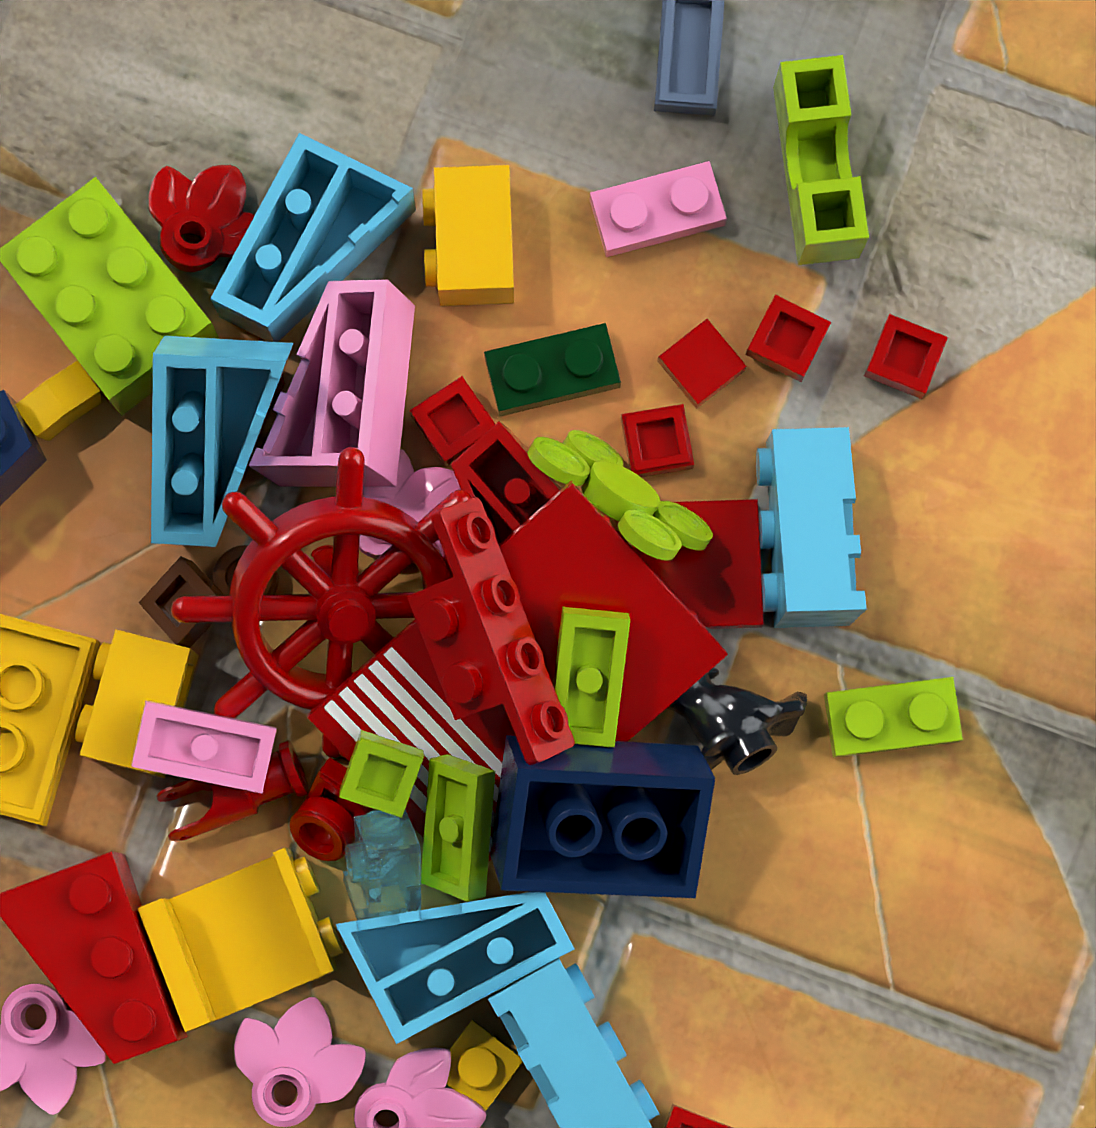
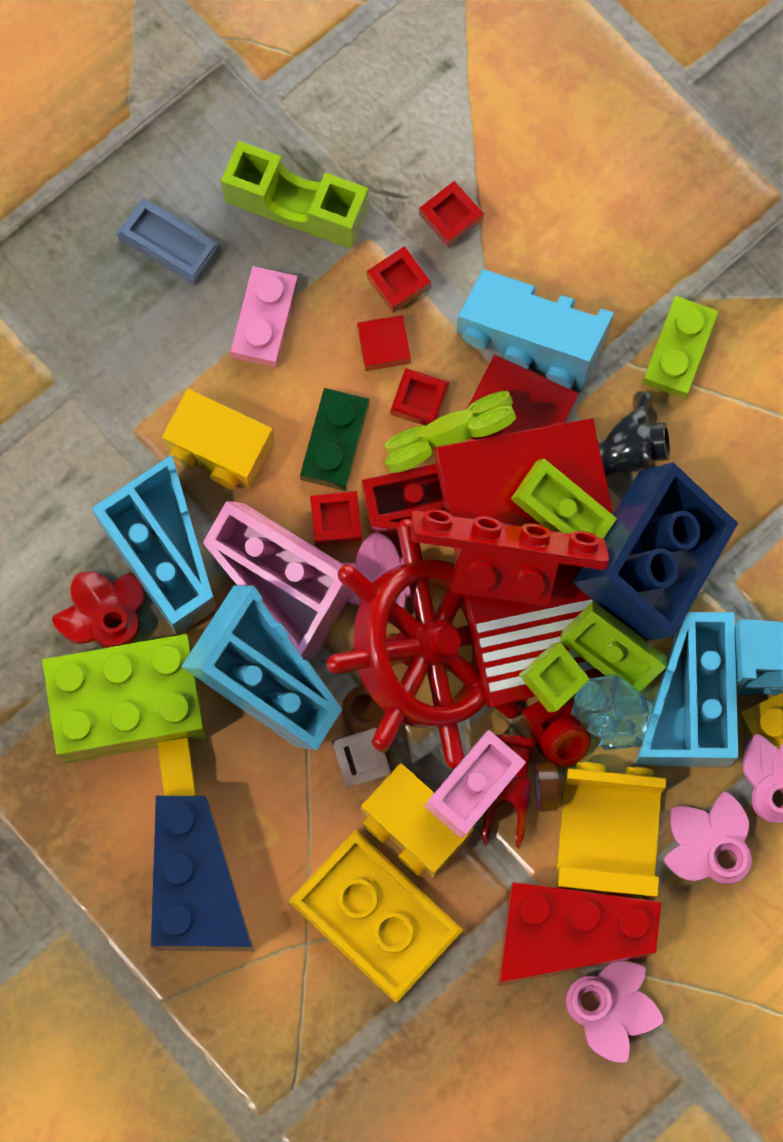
camera: 60 degrees left, 5 degrees down
(258, 835) = (547, 786): none -> reddish brown tile

